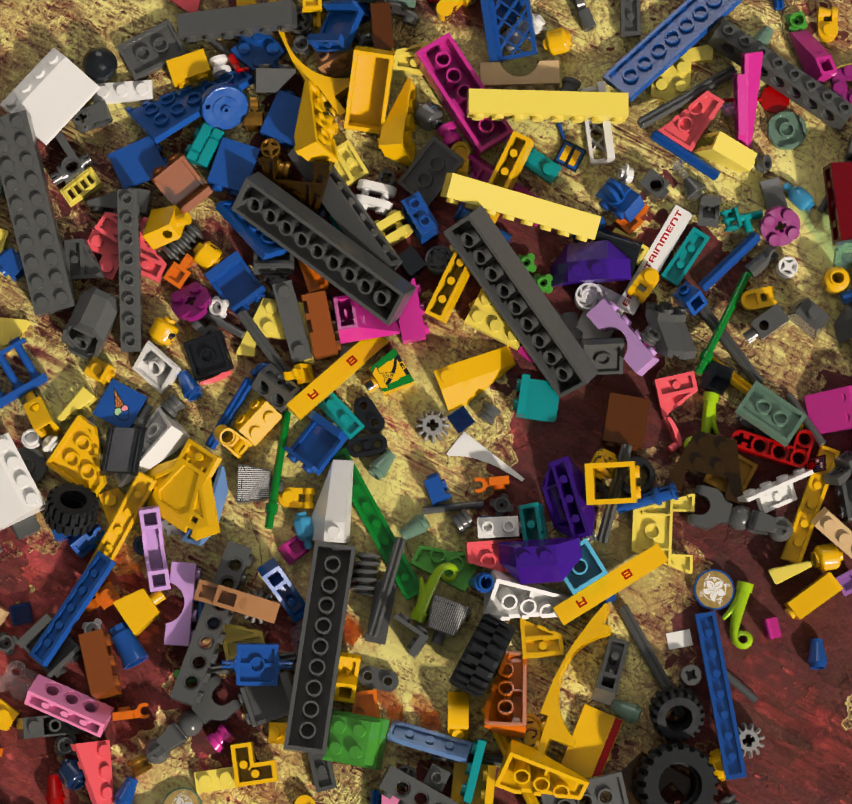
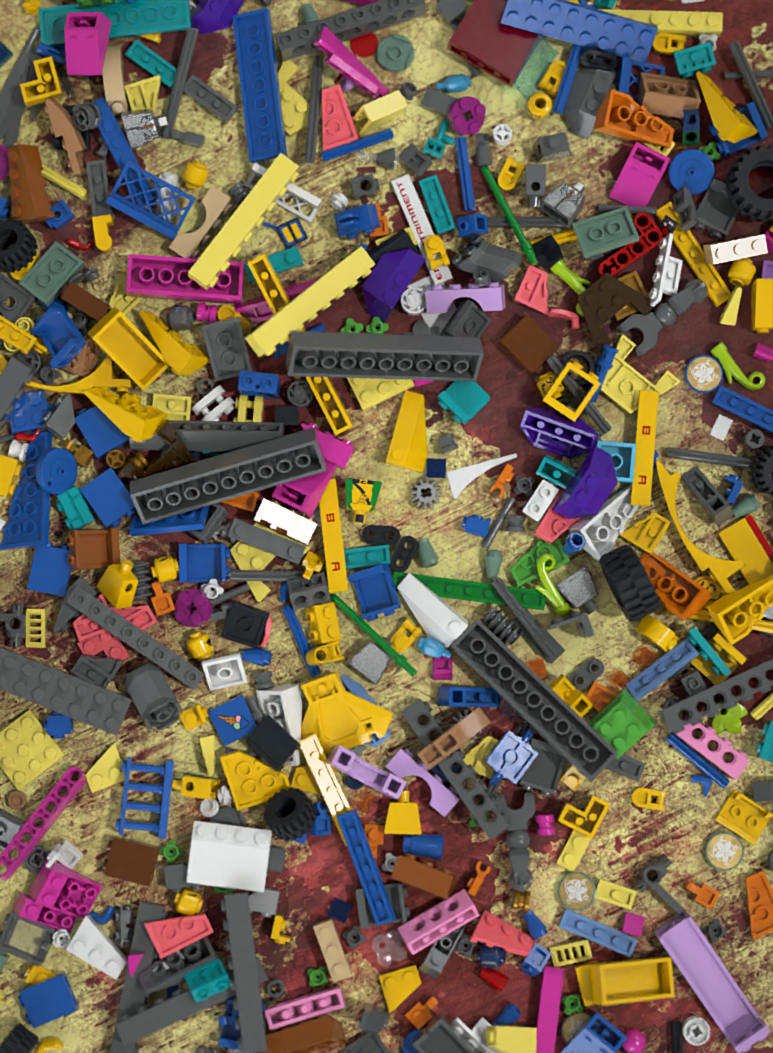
camera: 50 degrees left, 5 degrees up
(629, 689) = (732, 492): none -> blue bracket
(768, 361) = (564, 203): none -> dark grey torso

